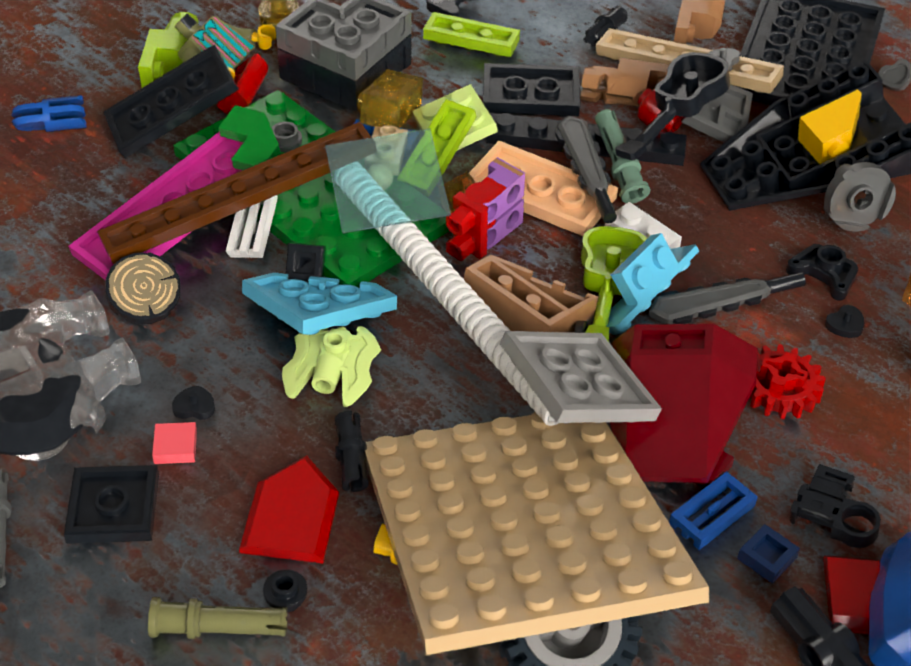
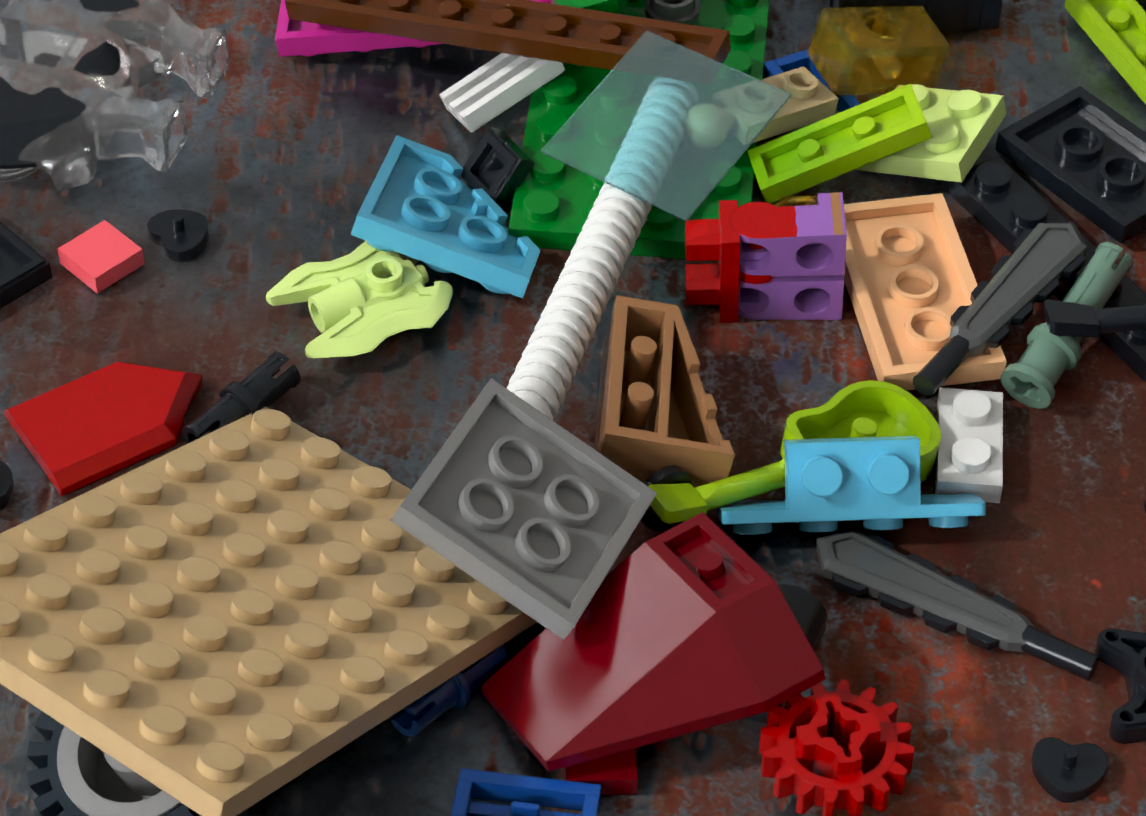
camera: 50 degrees right, 0 degrees up
(142, 288) = (290, 69): tile -> none

